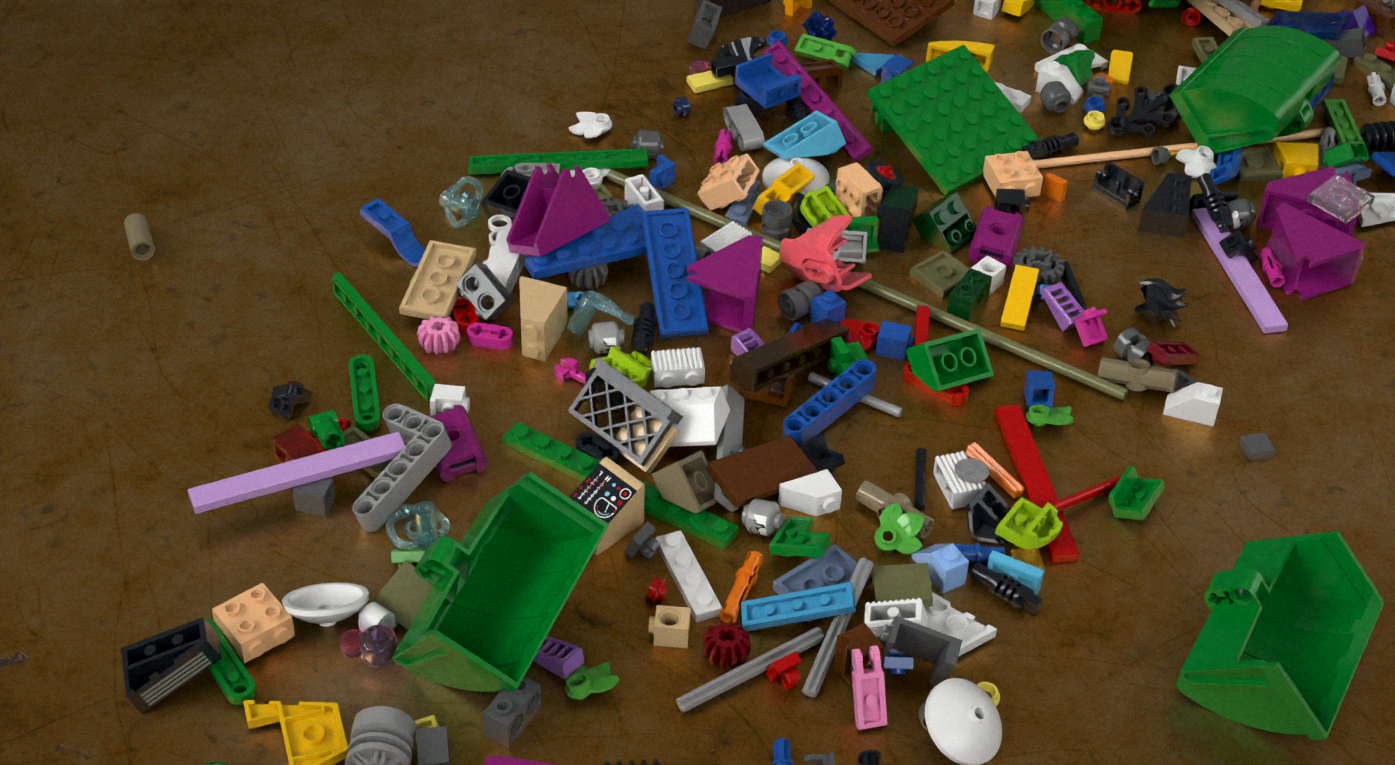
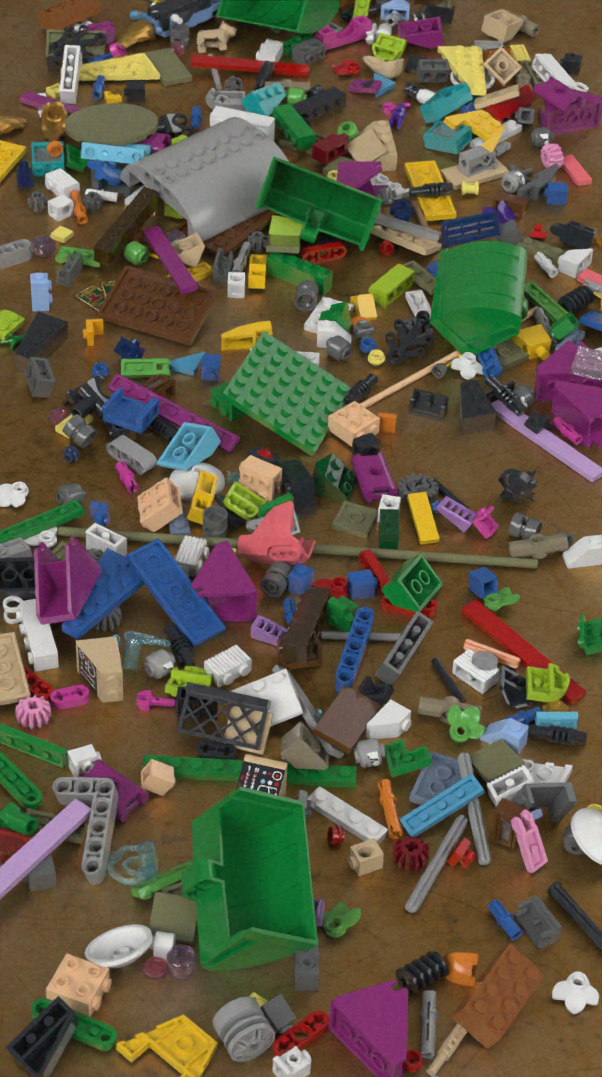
camera: 30 degrees left, 0 degrees up
(488, 287) = (51, 659): brick -> none
(509, 448) = (157, 777): none -> light nougat brick
(704, 86) = (77, 429): none -> dark grey wheel
(887, 422) = (403, 648): none -> dark grey brick
(1086, 494) = (563, 645): red bar -> none
(1167, 54) = (392, 285): none -> lime brick
(1173, 353) = (552, 521): dark red plate -> none

